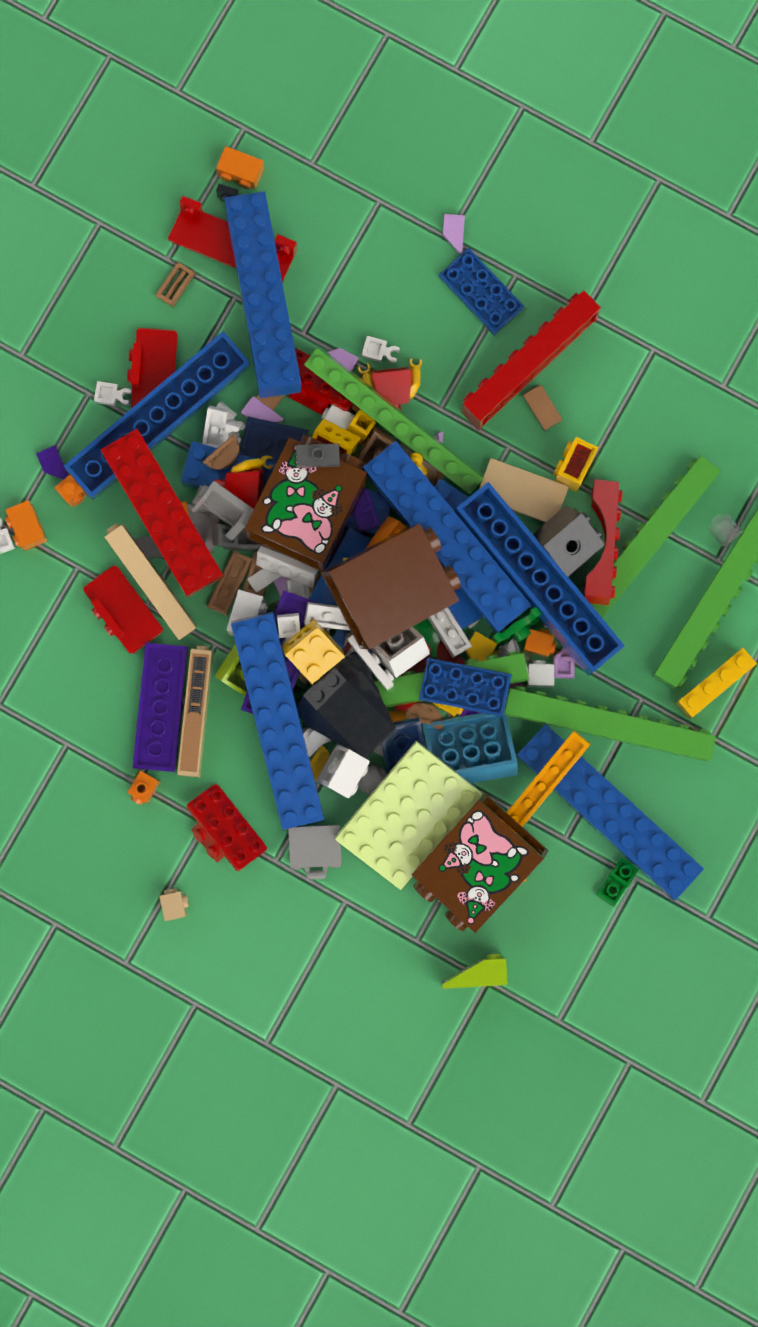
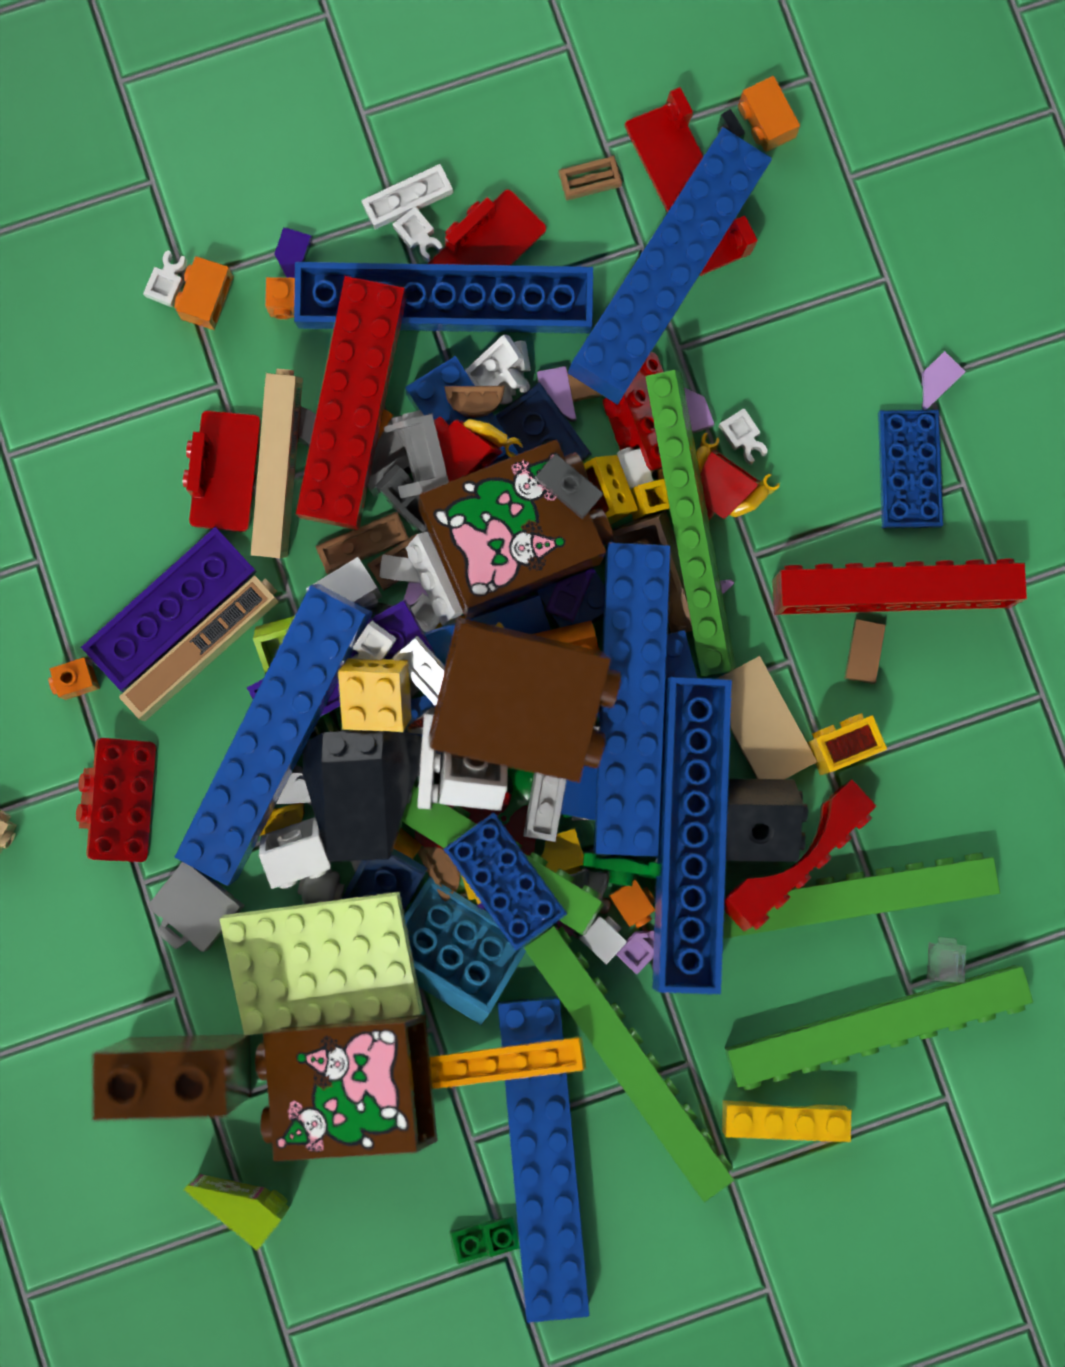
camera: 35 degrees right, 0 degrees up
(87, 378) = (402, 197): none -> white plate
(385, 935) = (171, 1077): none -> reddish brown brick
(417, 458) = (677, 587): yellow arm -> none

